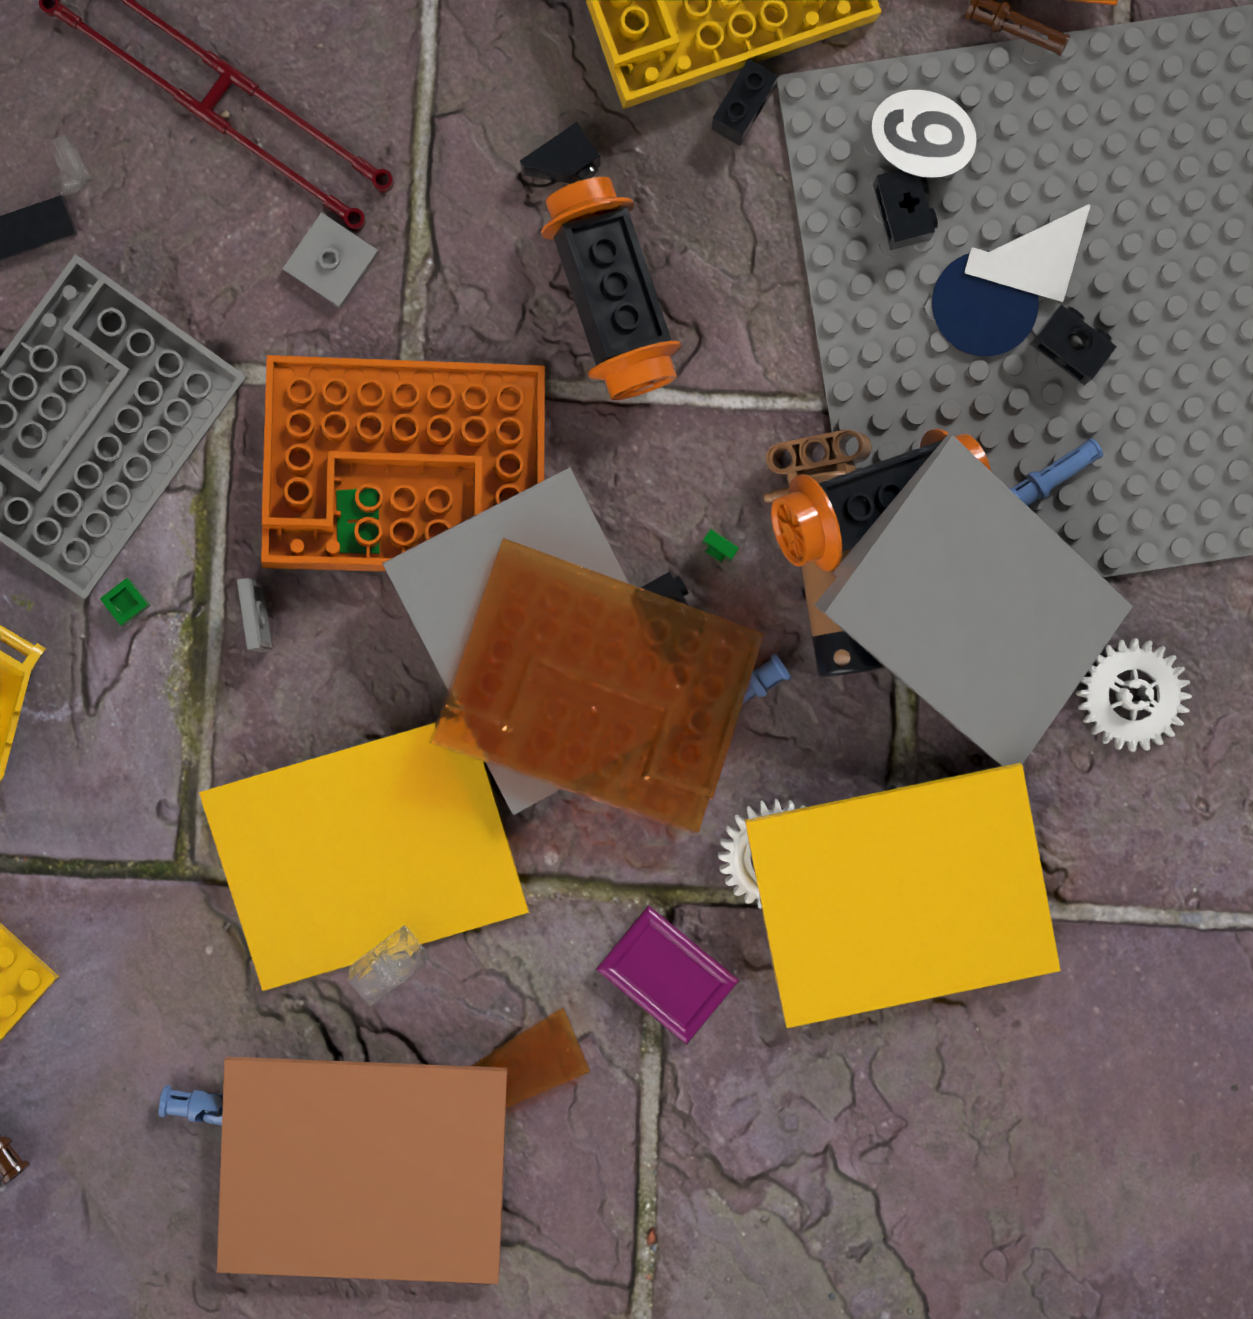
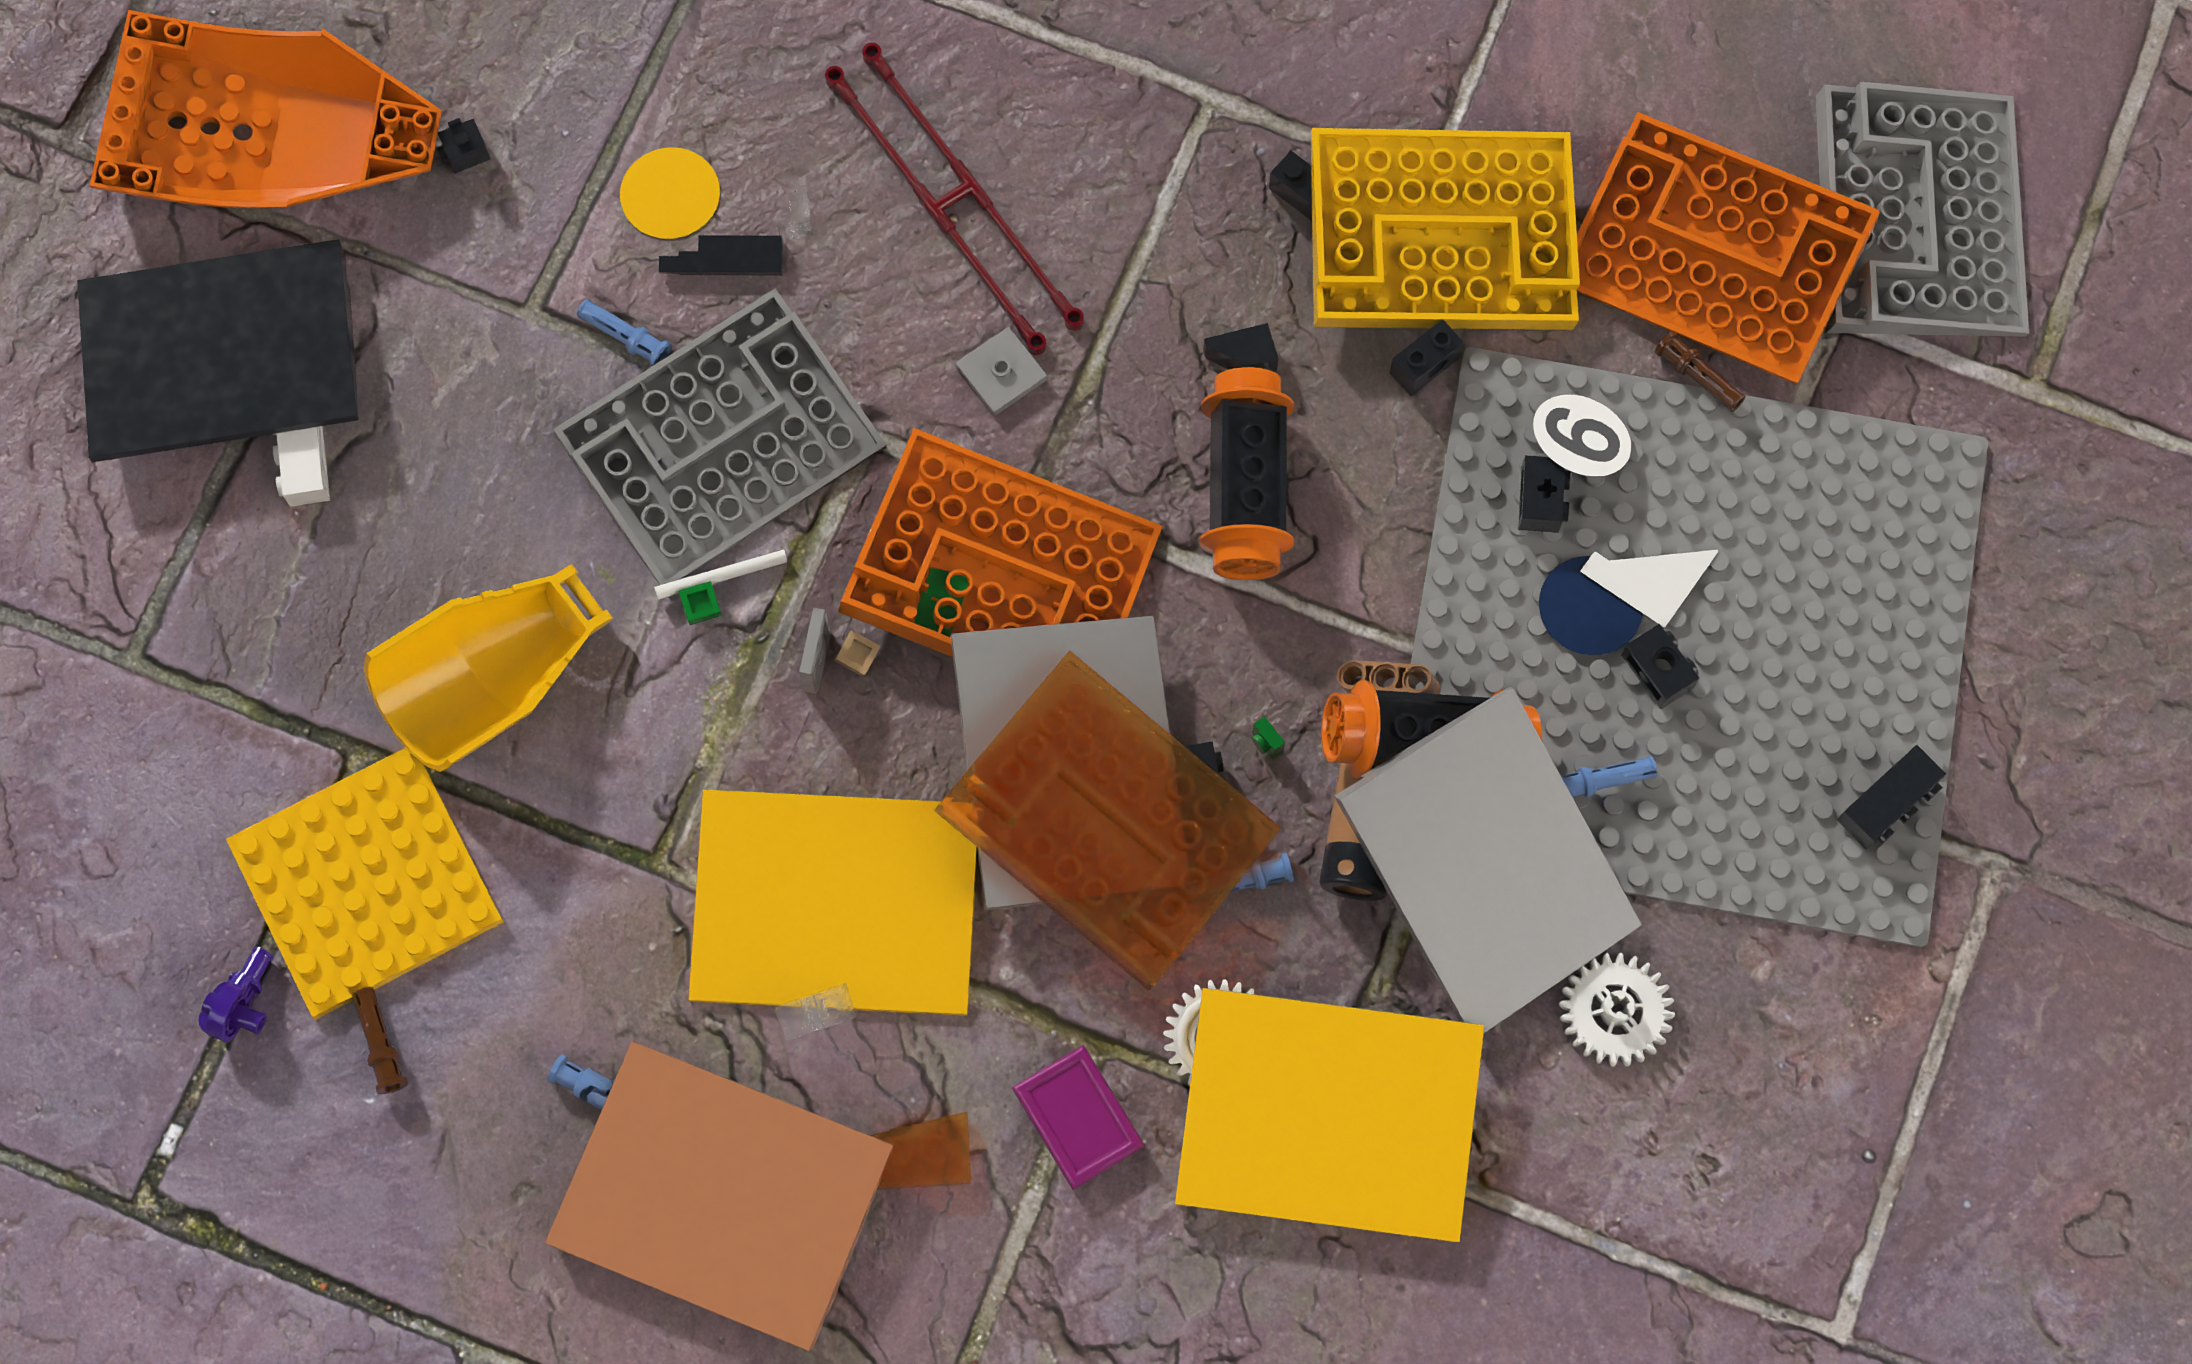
camera: 20 degrees right, 15 degrees down
(134, 564) = (722, 574): none -> white bar
(296, 599) = (857, 653): none -> tan plate

